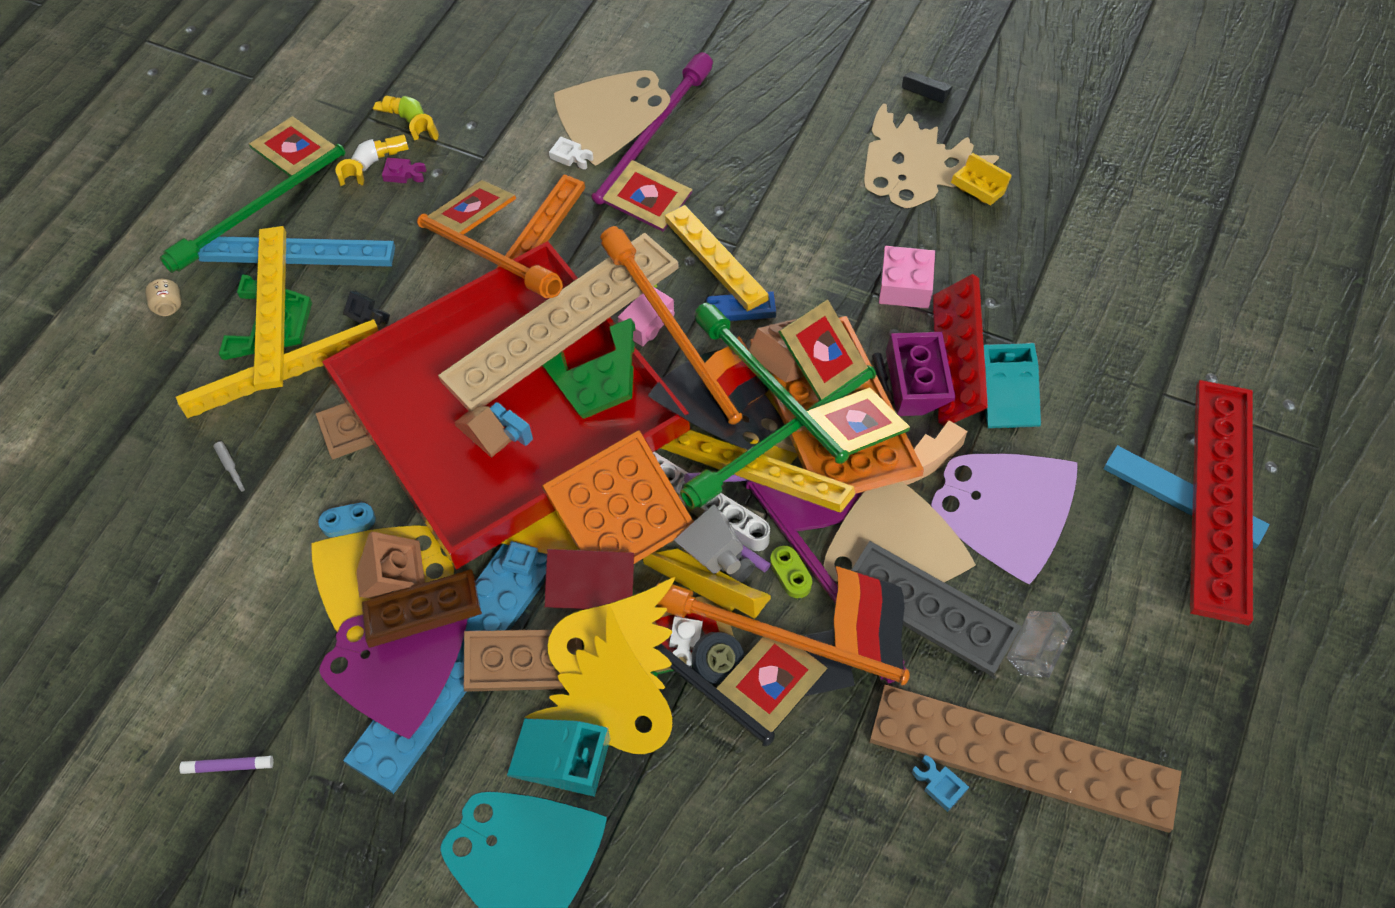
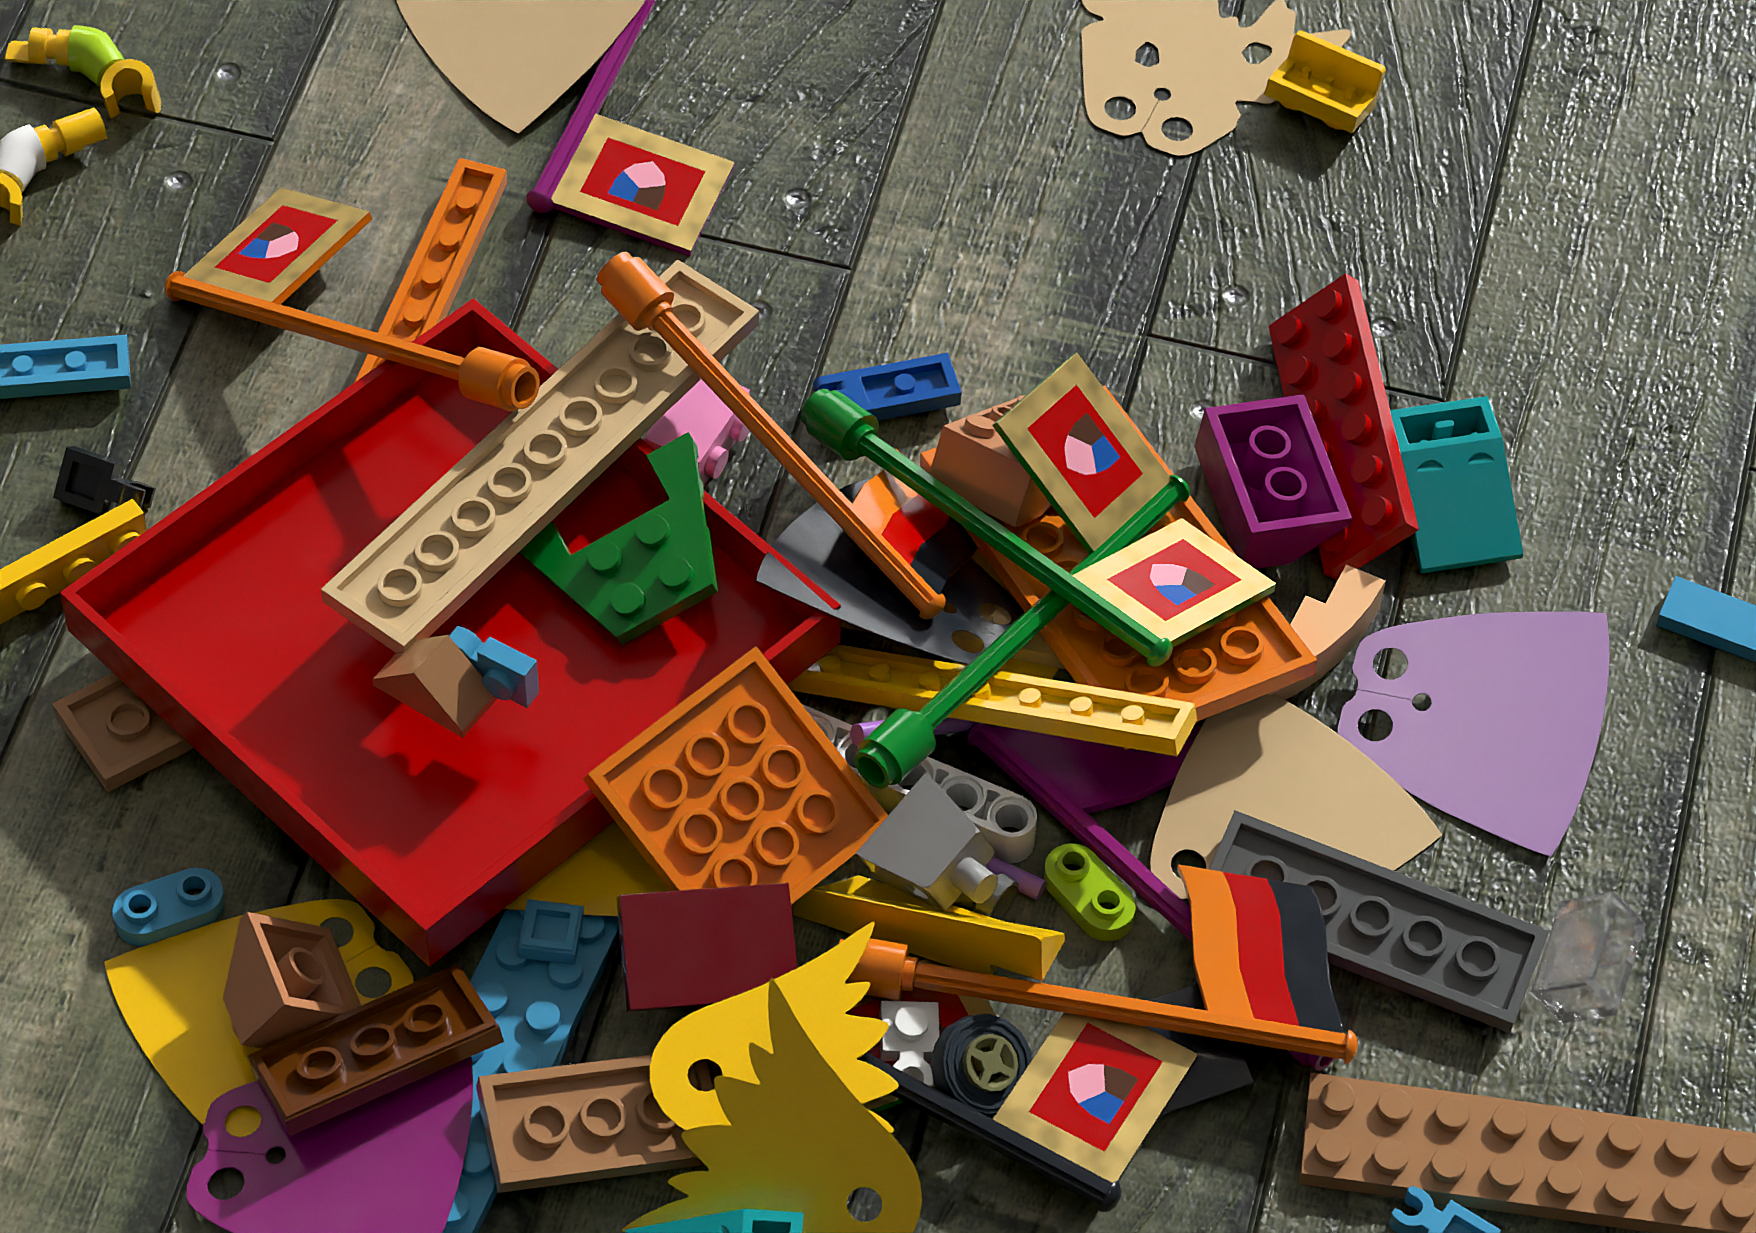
camera: 15 degrees left, 5 degrees down
(400, 170) = (99, 184): magenta plate -> none
(568, 151) = (457, 109): white plate -> none
(716, 258) = (817, 297): yellow plate -> none
(882, 374) = (1183, 467): black piece -> none
(907, 277) = (1211, 295): bright pink brick -> none

